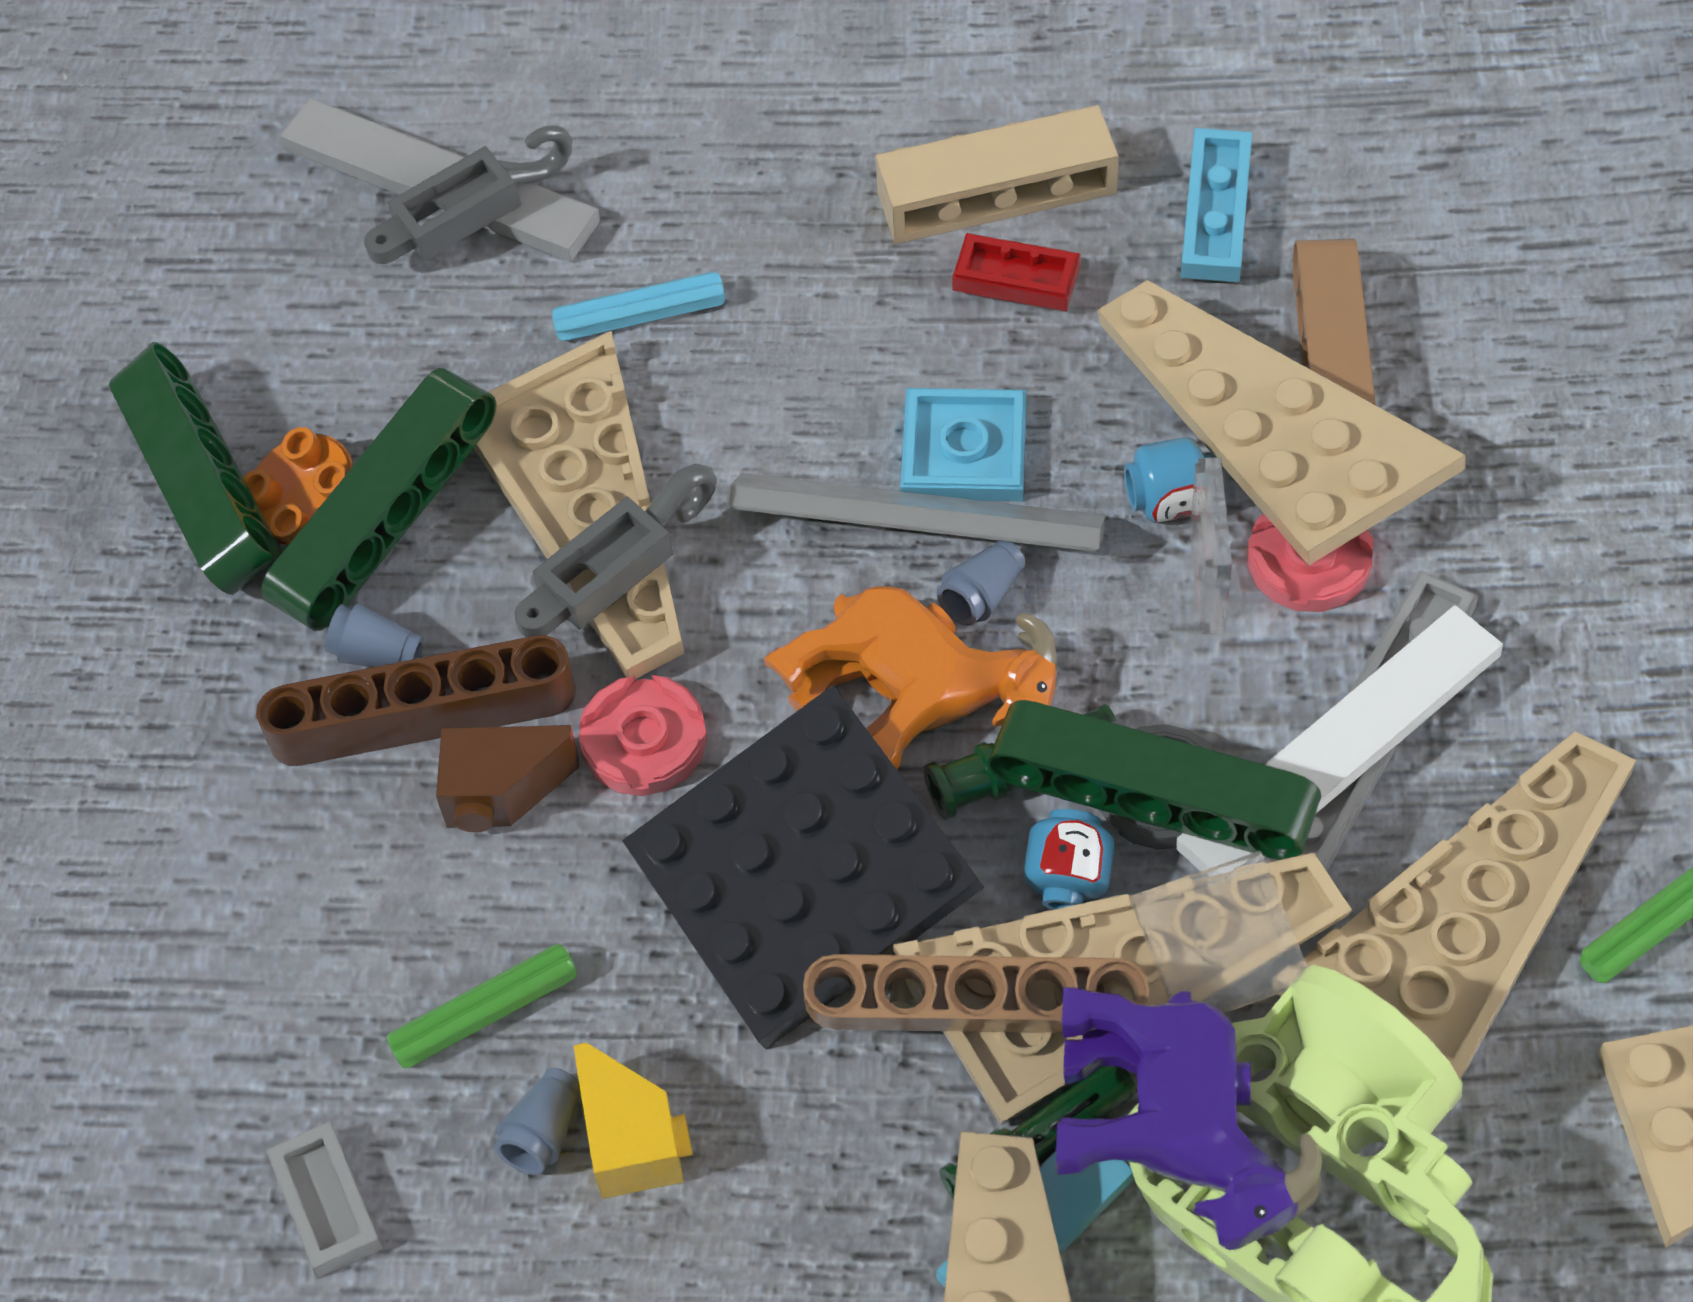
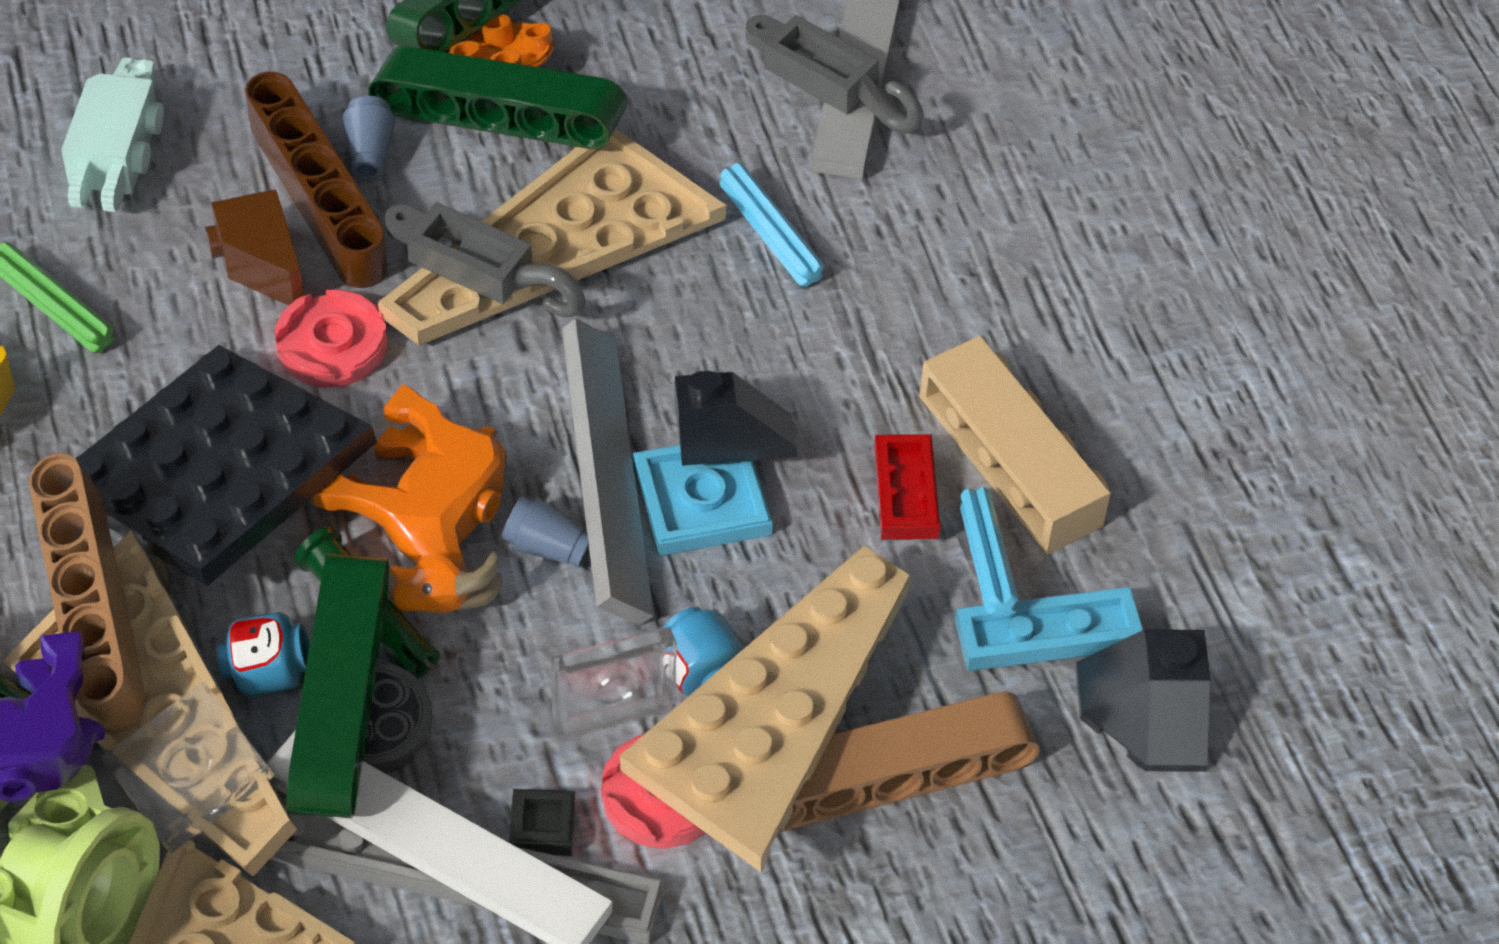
camera: 65 degrees right, 5 degrees down
(264, 896) = (112, 134): none -> light aqua hinge
(898, 394) = (729, 421): none -> black slope
(1123, 222) = (988, 553): none -> medium azure axle
(1316, 147) = (1151, 697): none -> black slope
(1323, 661) = (543, 821): none -> pearl dark grey tile

